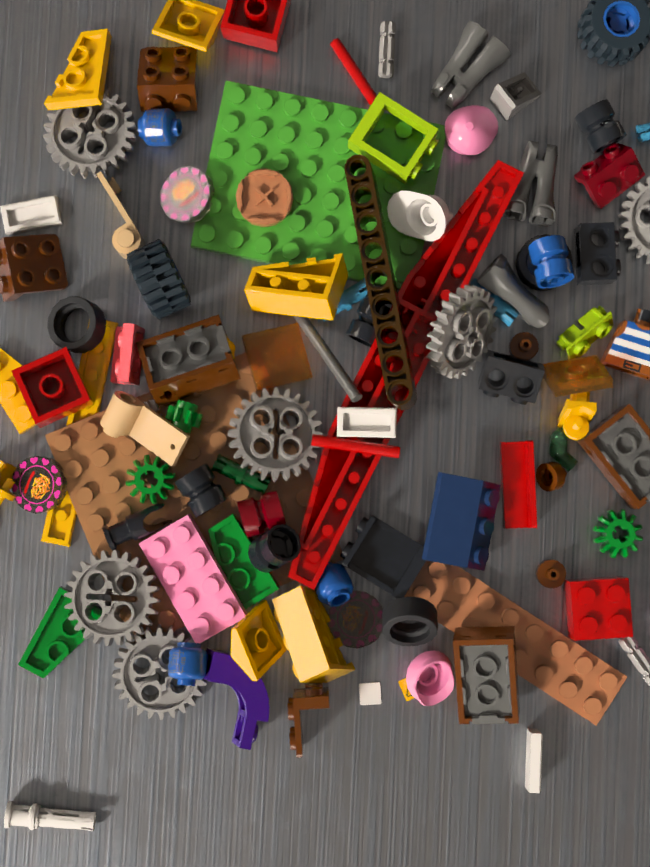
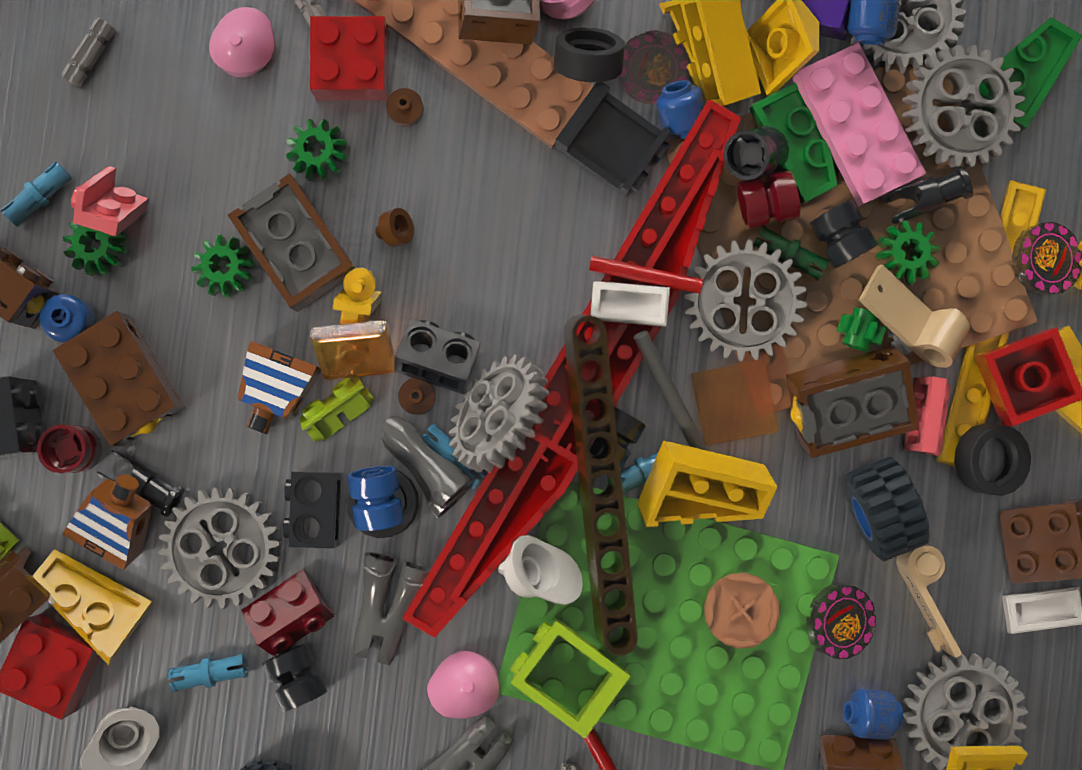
camera: 175 degrees left, 0 degrees up
(461, 521) = (515, 173): dark blue slope -> none
(514, 95) = (402, 728): light grey slope -> none
(518, 484) = (438, 220): red panel -> none
(558, 449) = (382, 260): clear green arm -> none

